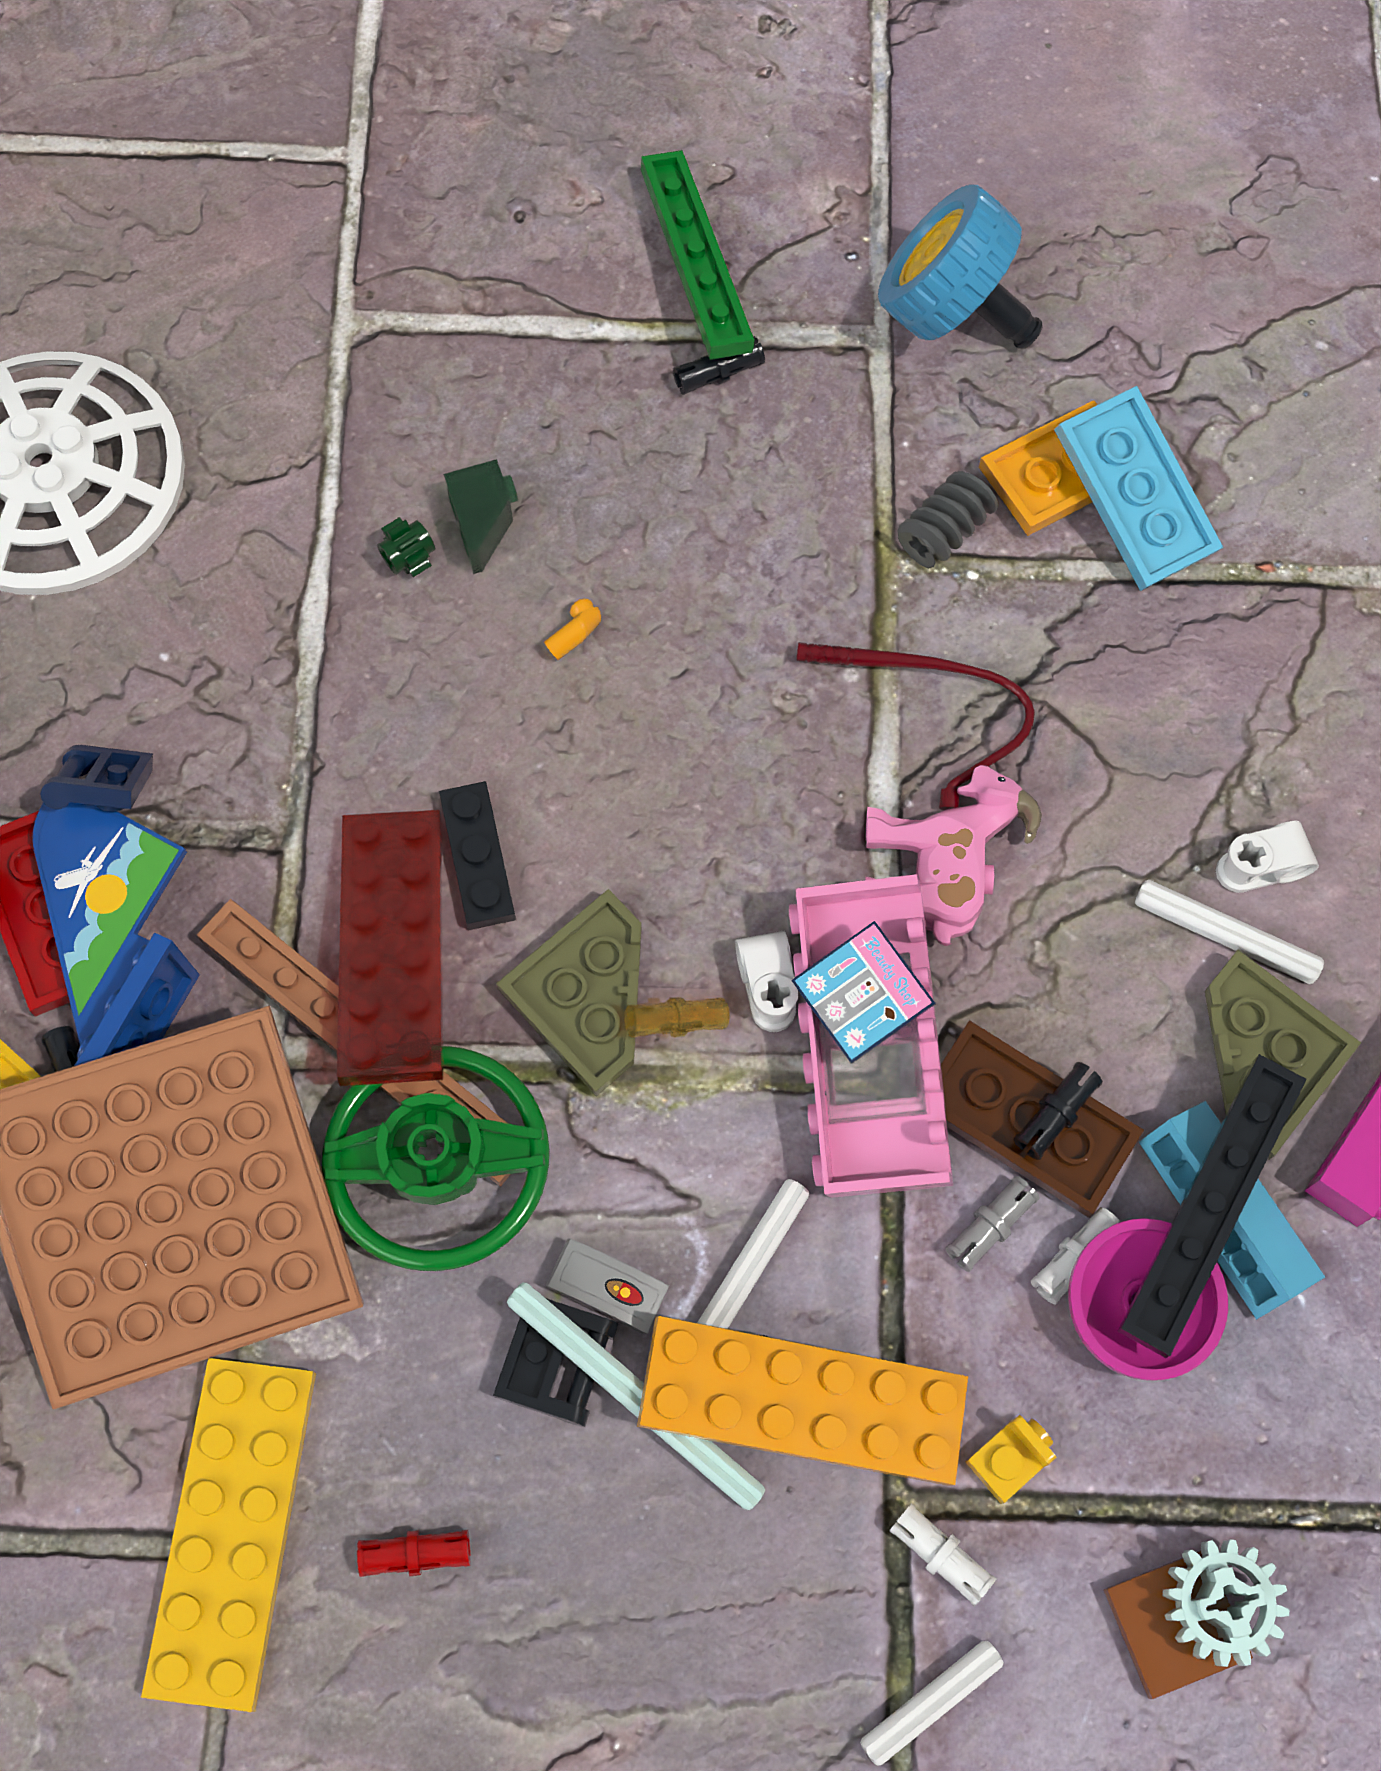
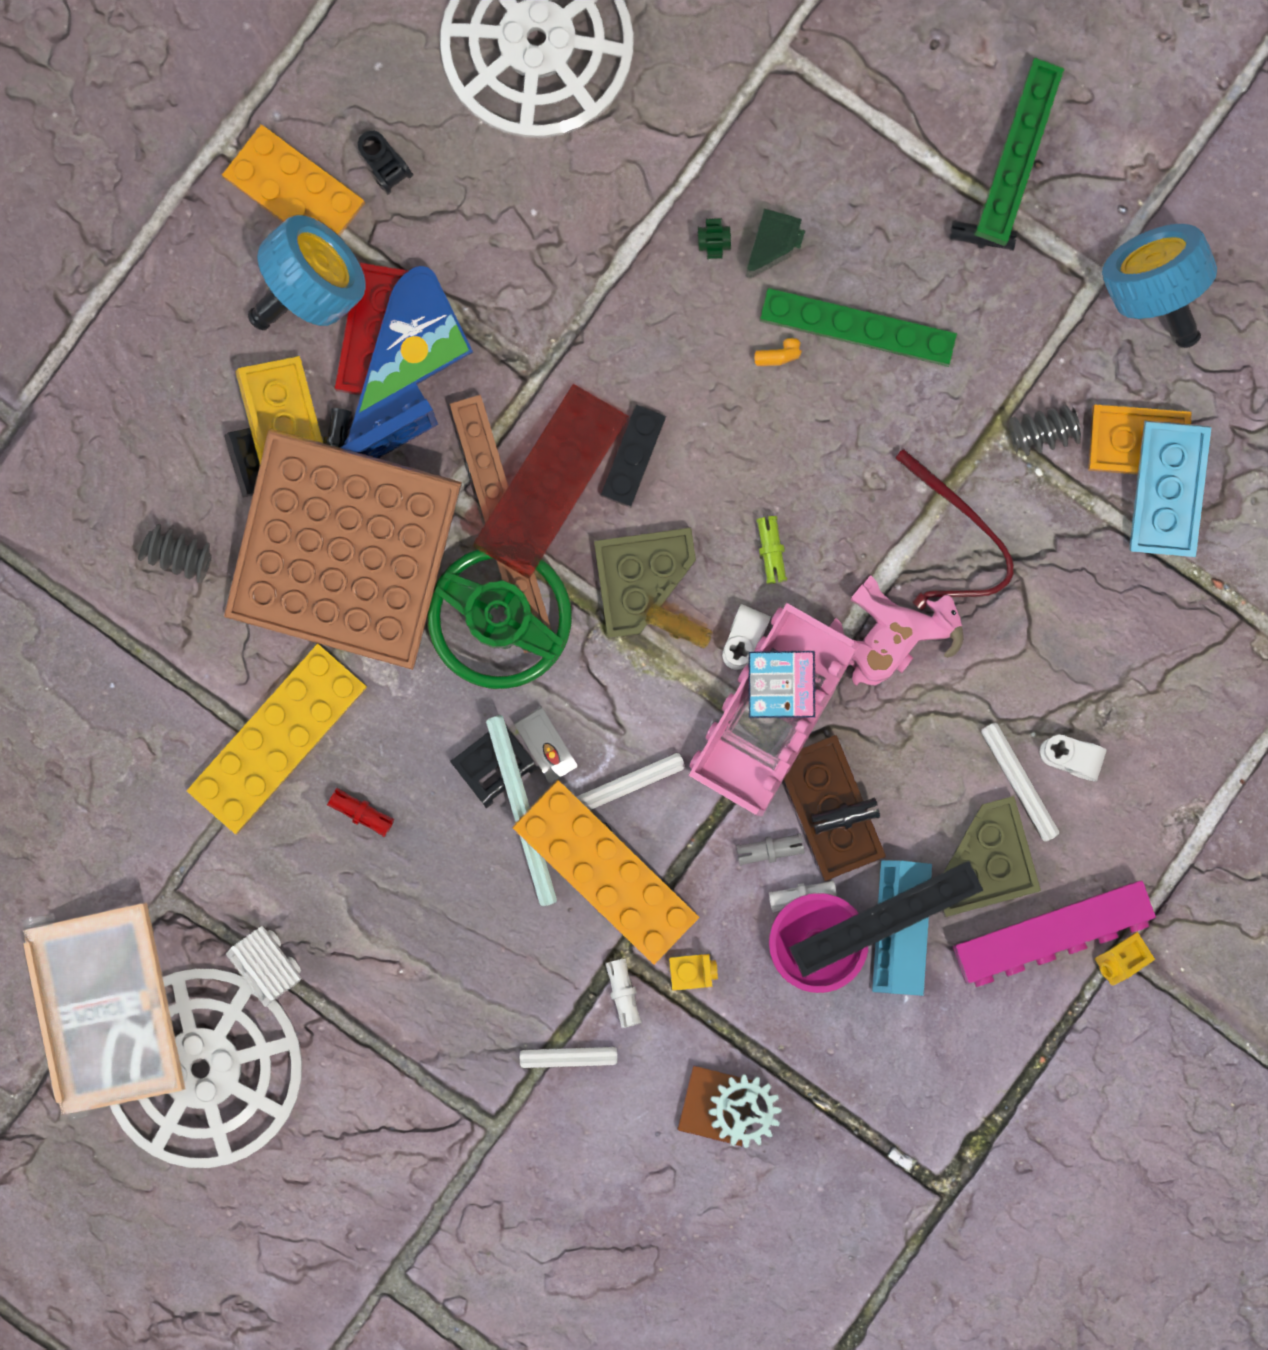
camera: 30 degrees right, 15 degrees up
(111, 783) = (458, 281): dark blue plate -> none
(646, 546) = (858, 327): none -> green plate
(726, 854) = (771, 549): none -> lime pin

